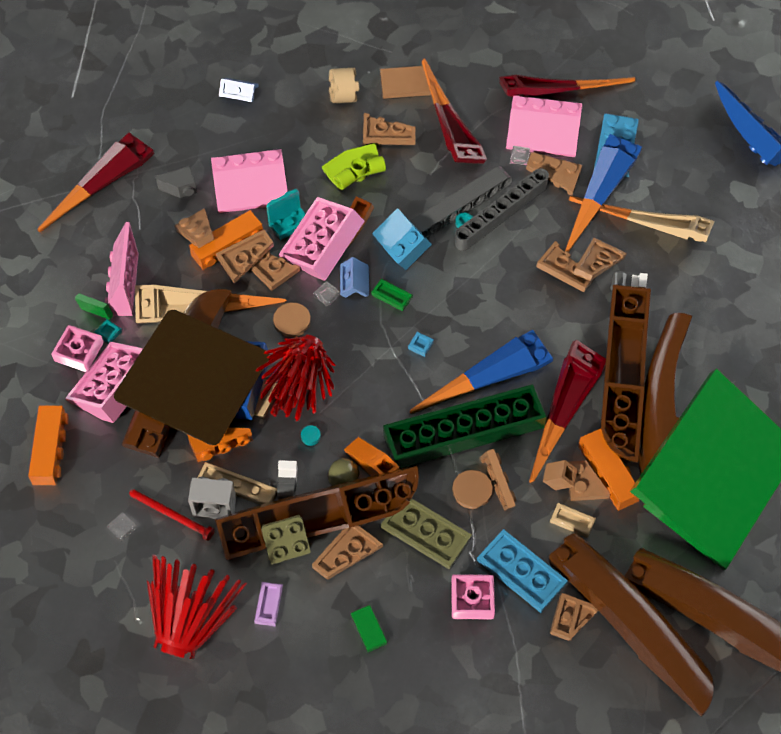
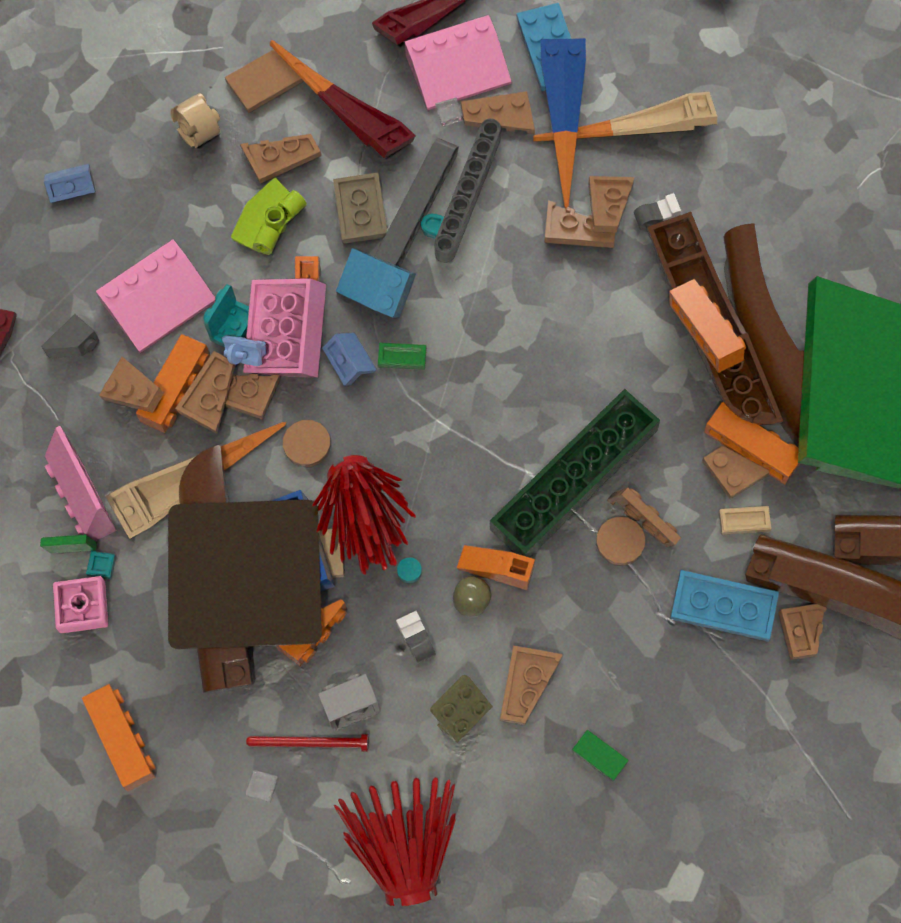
camera: 25 degrees left, 10 degrees up
(97, 386) = (139, 625): bright pink slope -> none
(244, 486) = (376, 667): tan tile -> none
(268, 604) = (477, 786): lavender tile -> none
(284, 238) = (244, 350): none -> light blue hips
(320, 510) = (479, 649): reddish brown slope -> none
(326, 293) = (327, 391): clear tile -> none
(420, 187) = (360, 208): none -> dark tan plate
(420, 344) = (468, 399): dark azure tile -> none
(428, 533) = (599, 615): olive plate -> none
(483, 606) = (695, 647): bright pink brick -> none
(511, 360) = (582, 365): blue plate -> none
(560, 475) = (707, 478): medium nougat brick -> none
(576, 379) = (663, 358): dark red plate -> none
(615, 367) = (707, 325): none -> orange brick

